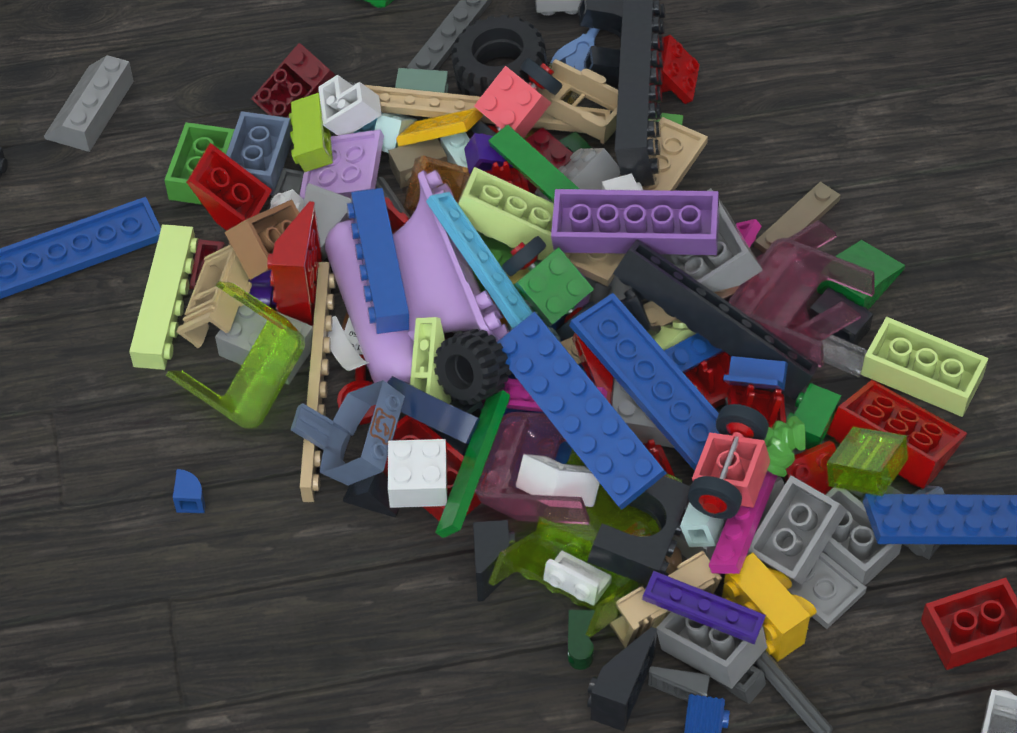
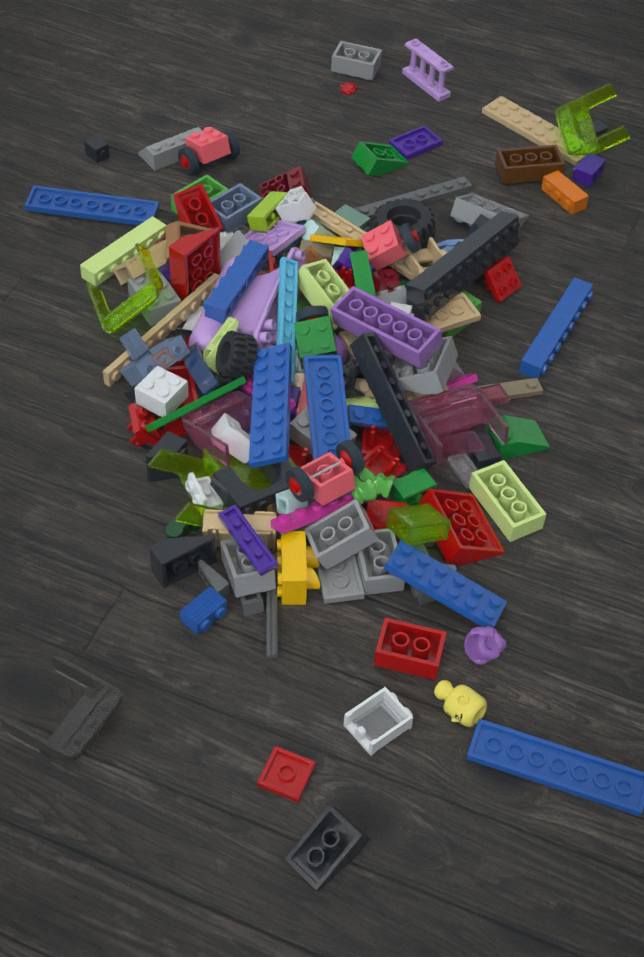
camera: 30 degrees right, 5 degrees down
(147, 82) = (206, 147): none -> coral brick
(188, 493) = (47, 346): blue brick -> none
(421, 527) = (139, 419): none -> red plate
(759, 372) = (394, 444): blue panel -> none
(789, 102) = (556, 329): none -> blue brick

